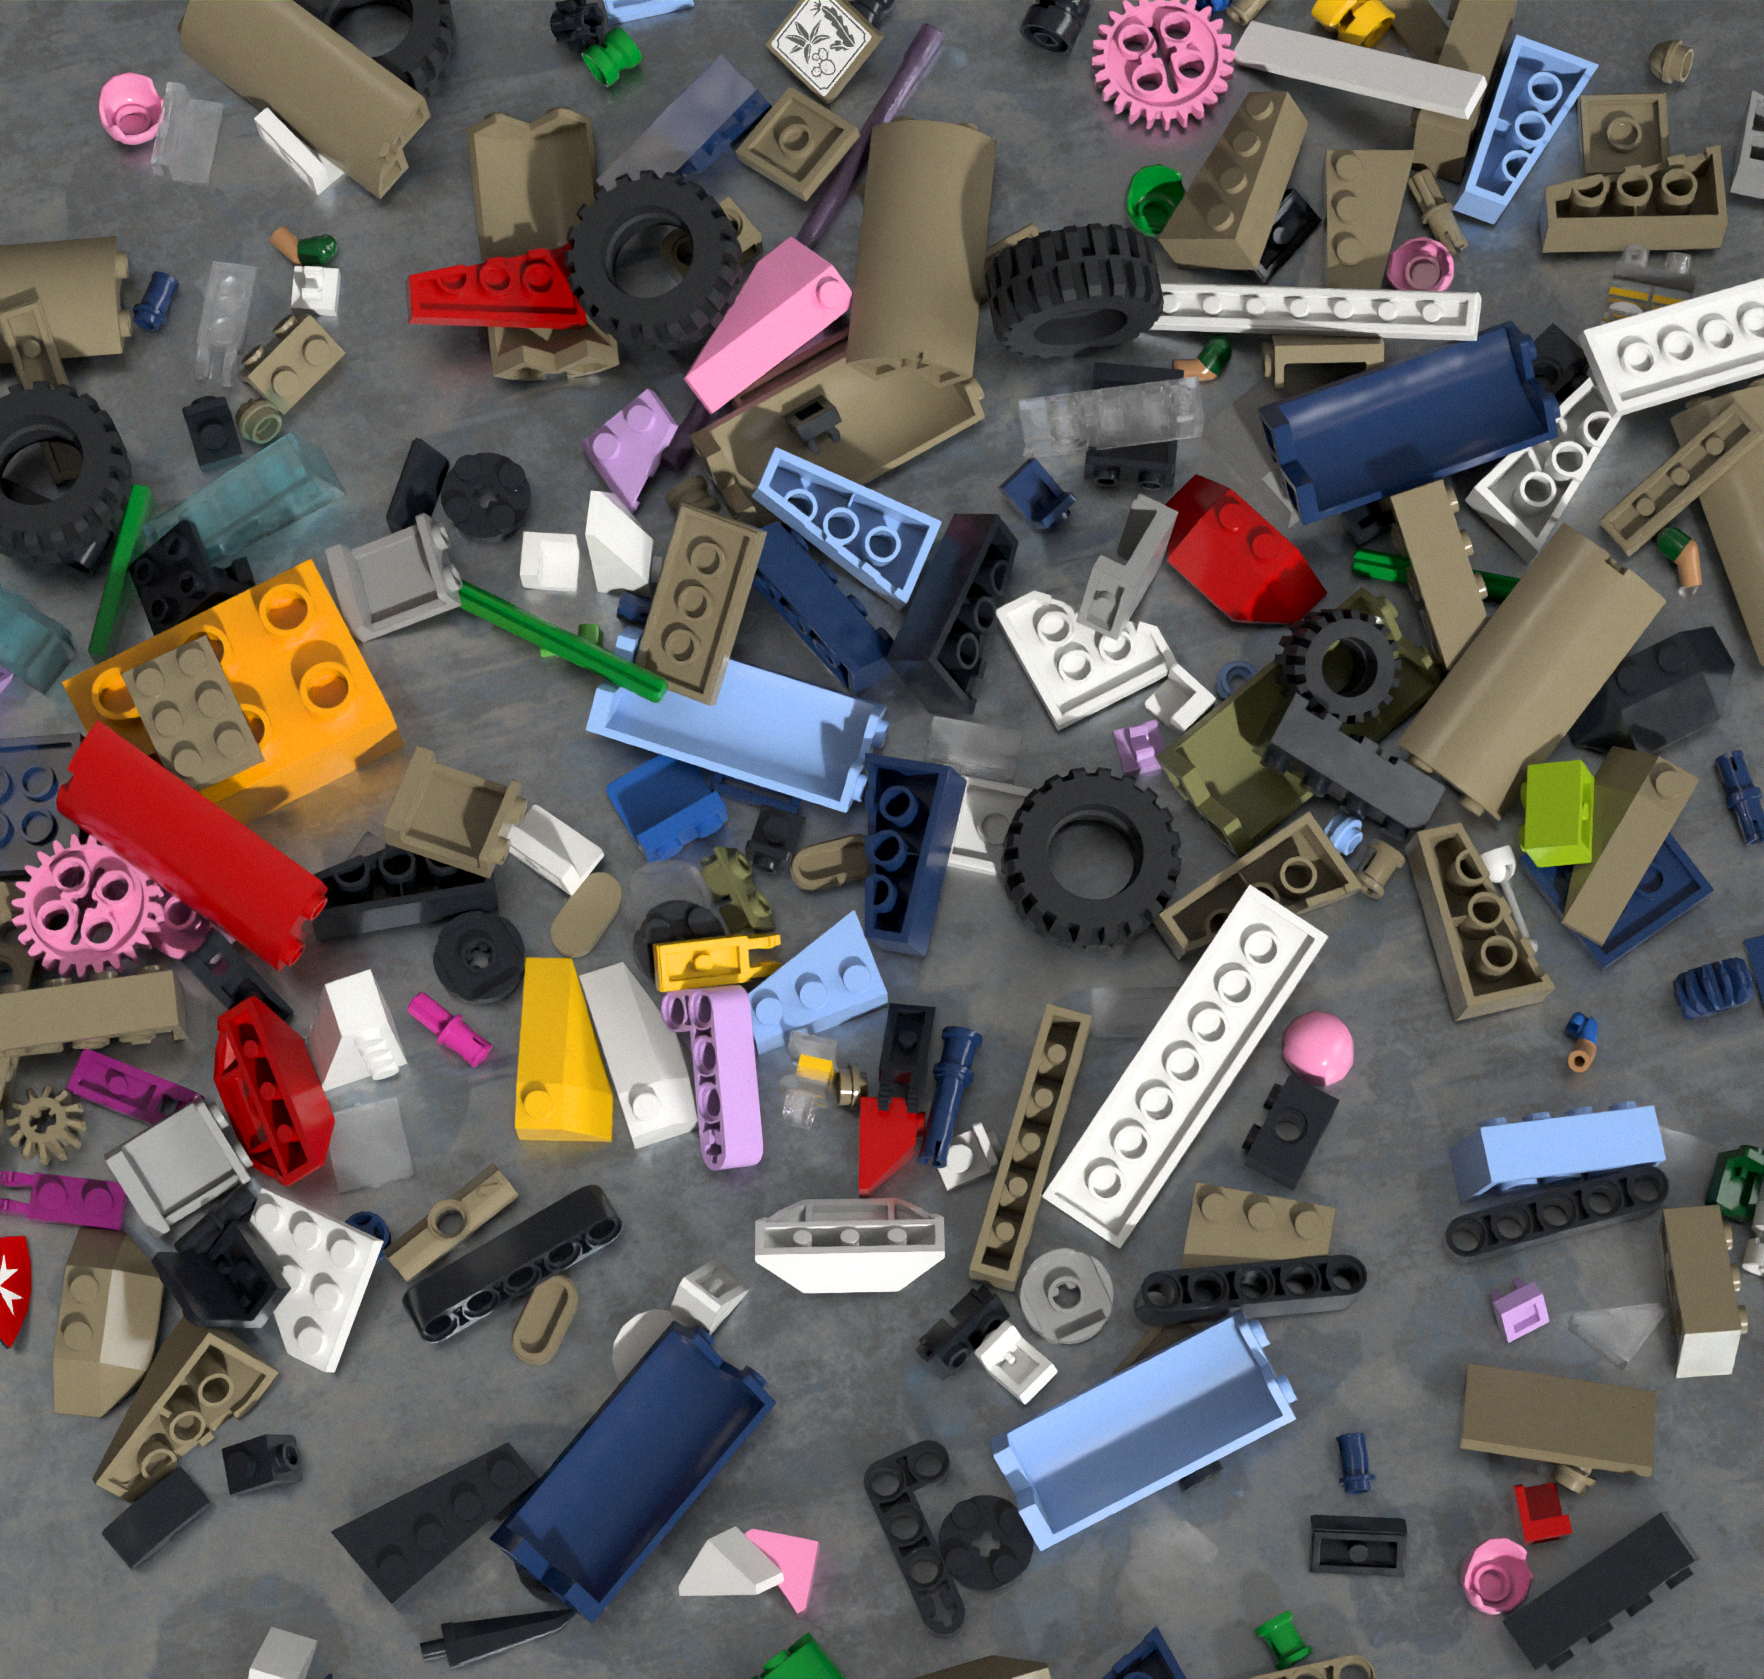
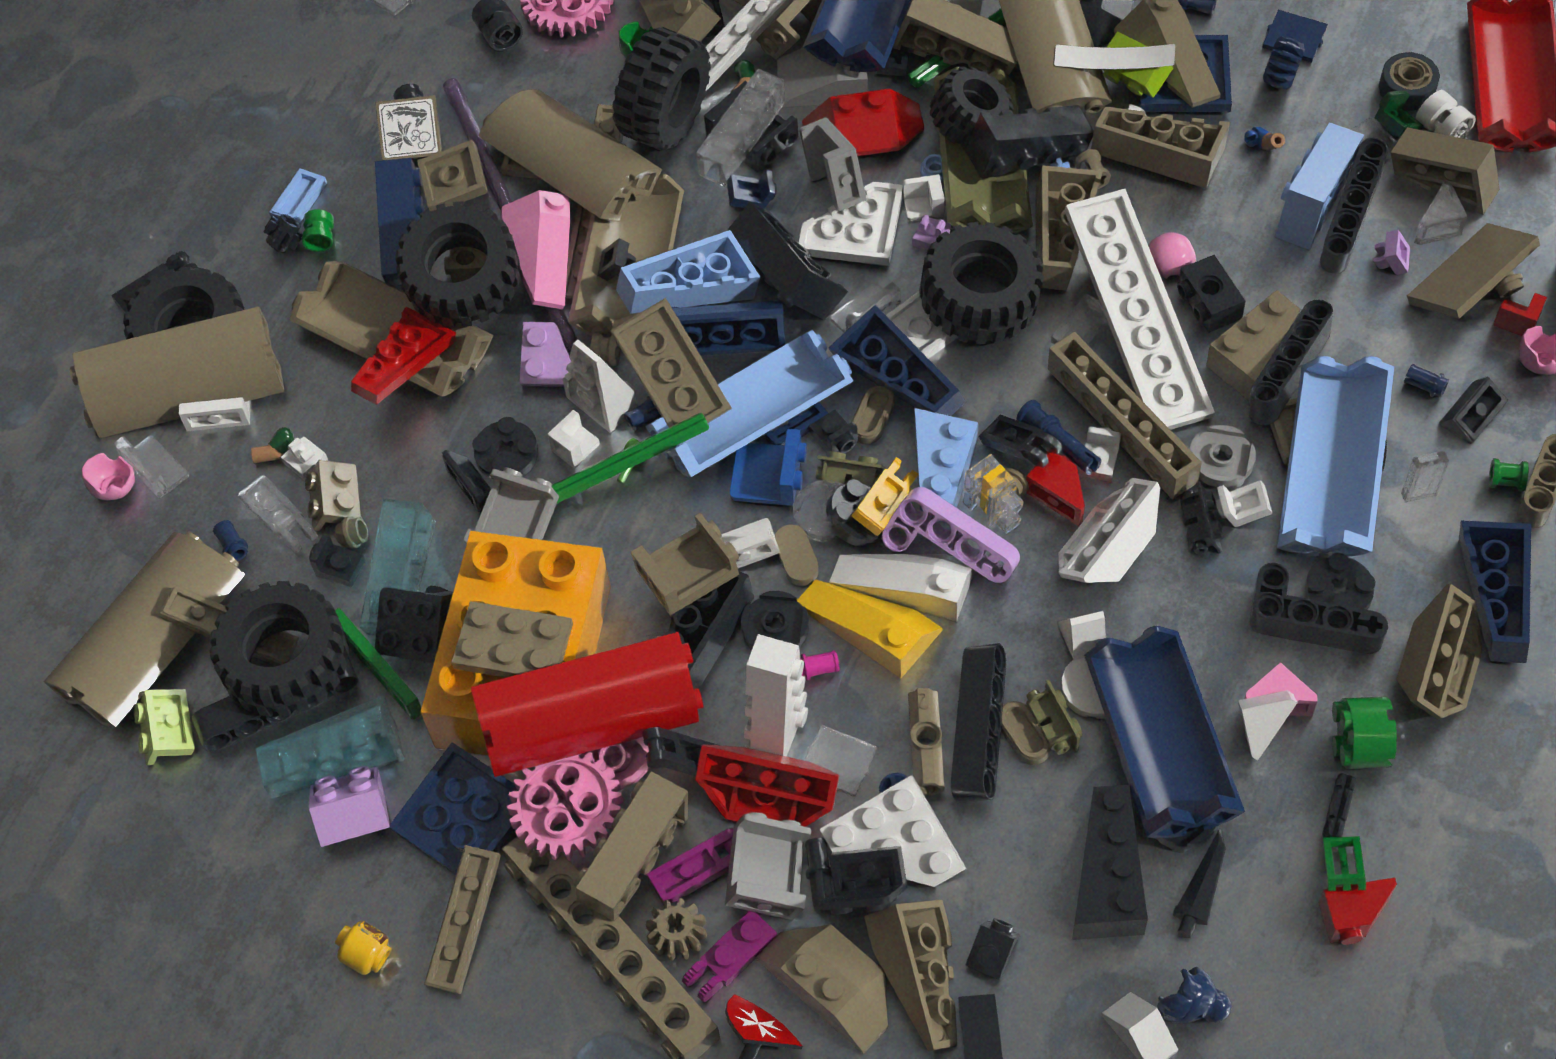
camera: 50 degrees left, 15 degrees down
(571, 1358) = (1062, 729): none -> olive hinge
(1534, 783) = (1114, 57): none -> white sticker

